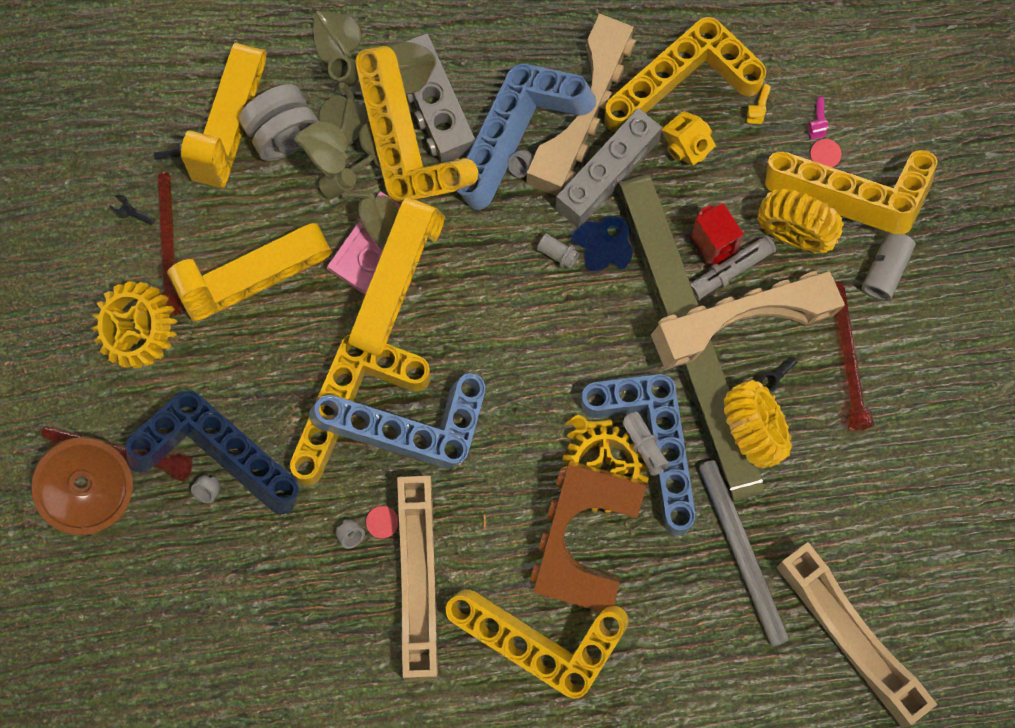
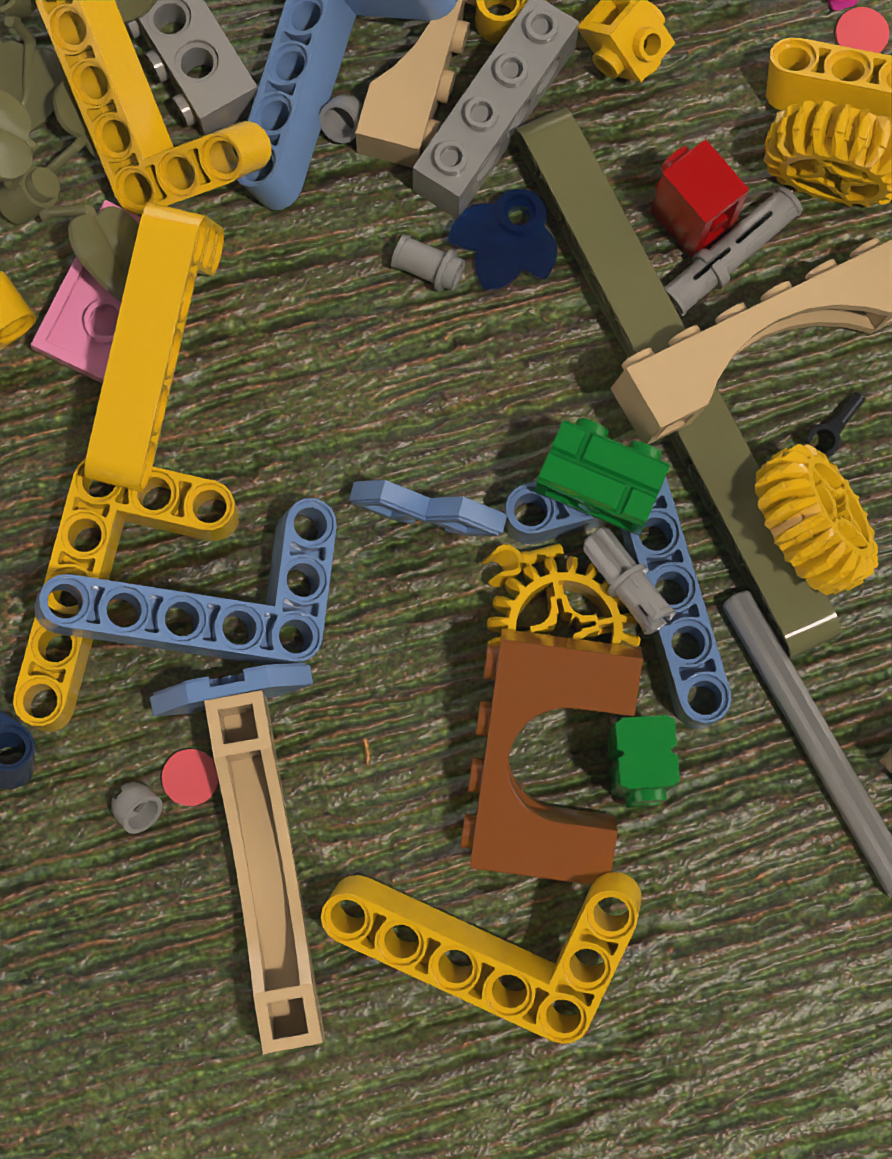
camera: 10 degrees left, 5 degrees up
(388, 474) = (190, 695): none -> medium blue tile
(553, 393) = (455, 514): none -> medium blue tile
(639, 382) = (602, 475): none -> green brick
(639, 545) = (643, 759): none -> green brick

